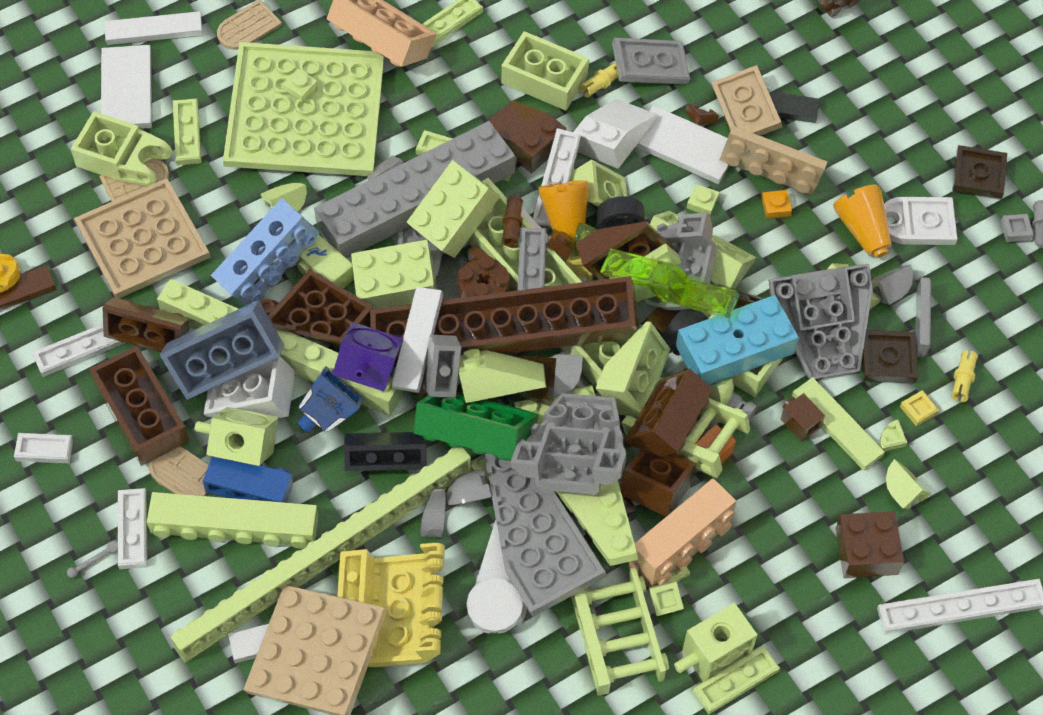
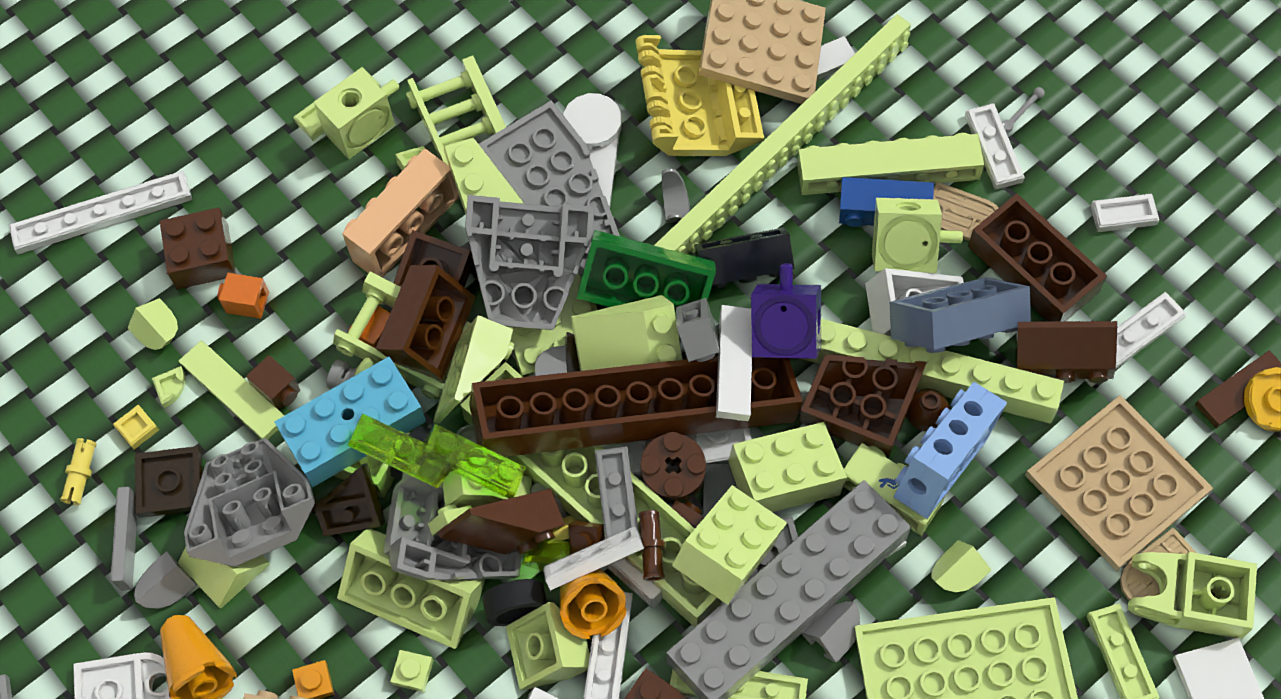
camera: 175 degrees right, 5 degrees up
(328, 402) = (836, 291): blue torso -> none
(468, 488) = (642, 228): light grey brick -> none
(558, 212) = (593, 558): none -> white tile
(828, 497) = (243, 295): none -> orange brick

